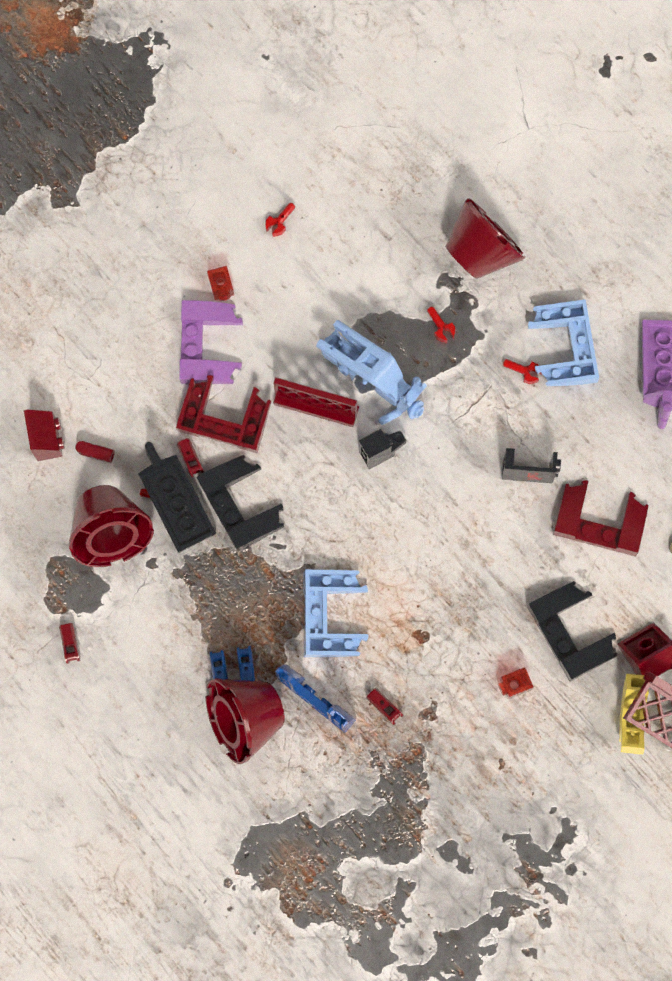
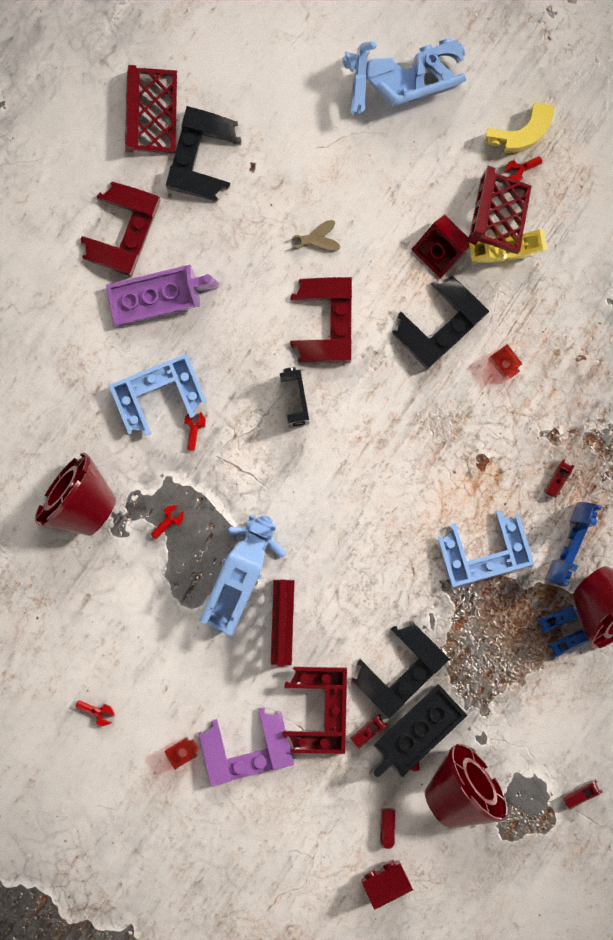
camera: 110 degrees left, 10 degrees up
(380, 447) = (311, 545): black hinge -> none

